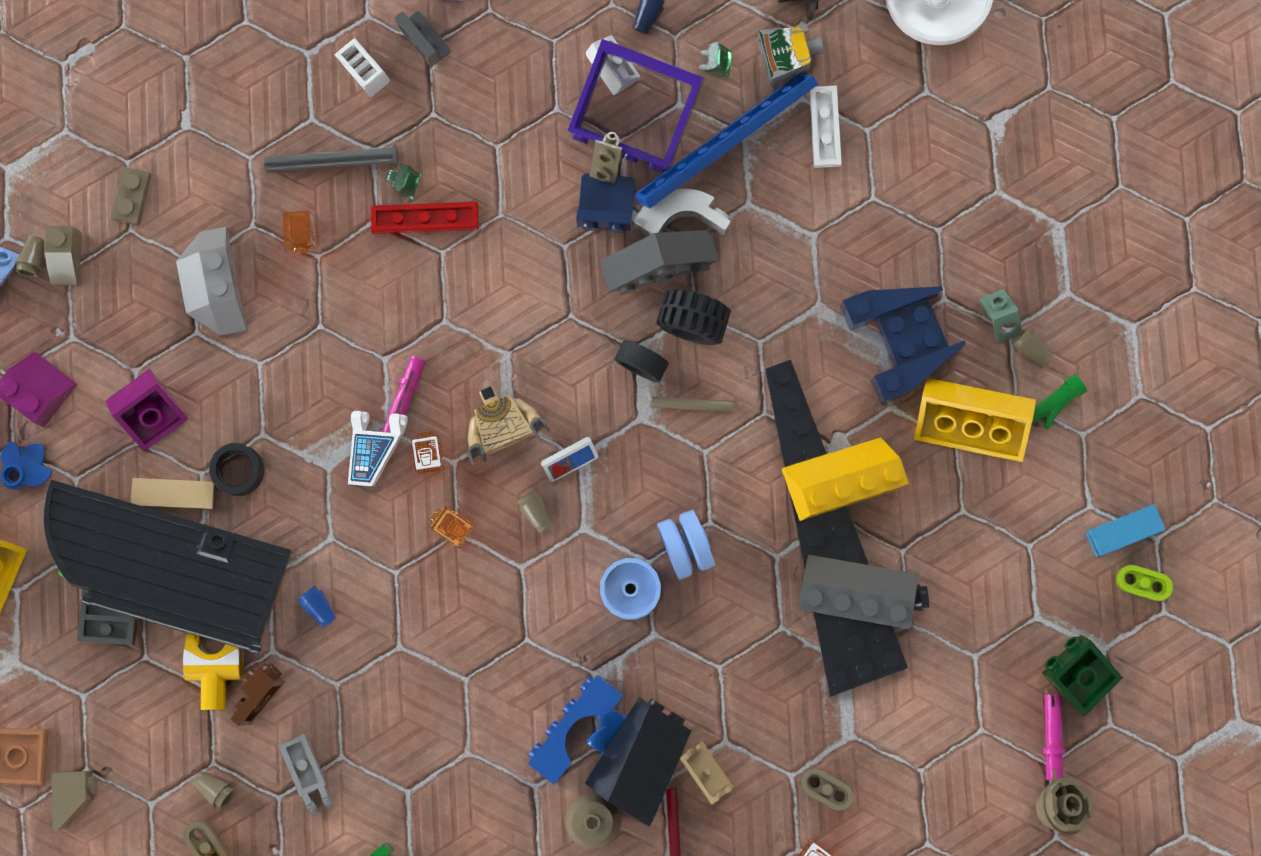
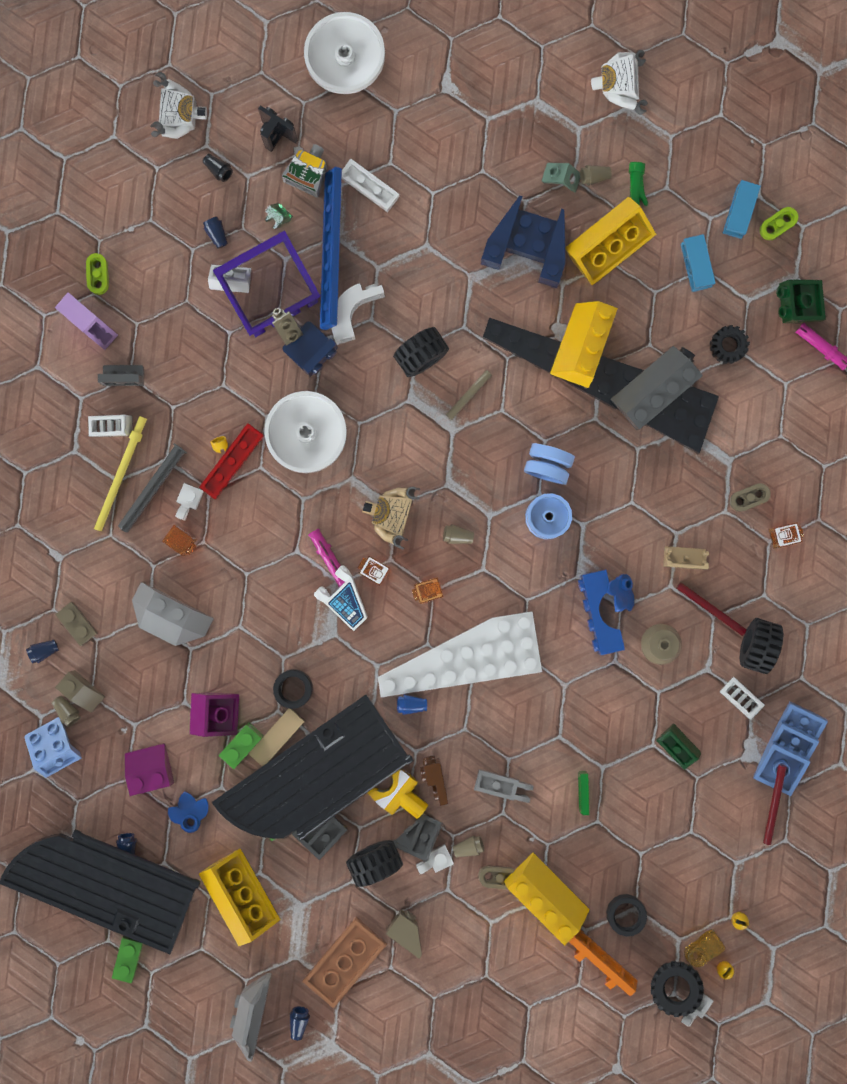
camera: 55 degrees left, 5 degrees up
(74, 183) = (41, 651): none -> dark blue cone
(117, 700) = (374, 863): none -> black tyre
(134, 463) = (241, 745): none -> bright green brick
(175, 767) = (438, 859): none -> white plate
(182, 728) = (419, 837): none -> dark grey wing
(350, 205) = (188, 498): none -> white plate
(370, 101) = (135, 437): none -> light yellow bar
(404, 180) = (200, 455): clear green tile -> none
(432, 190) = (219, 443): none -> yellow hinge
(434, 640) = (486, 652): none -> white wing
(514, 267) = (305, 432): none -> white dish
(569, 459) = (444, 491): slope -> none
(640, 760) = (651, 589): black slope -> none
(641, 361) = (421, 403): black tyre -> none
(659, 260) = (370, 345): dark grey brick -> none
(988, 630) = (738, 336): none -> black tyre
(1029, 530) = (697, 263): none -> dark azure piece
(1153, 294) = (621, 80): none -> white torso

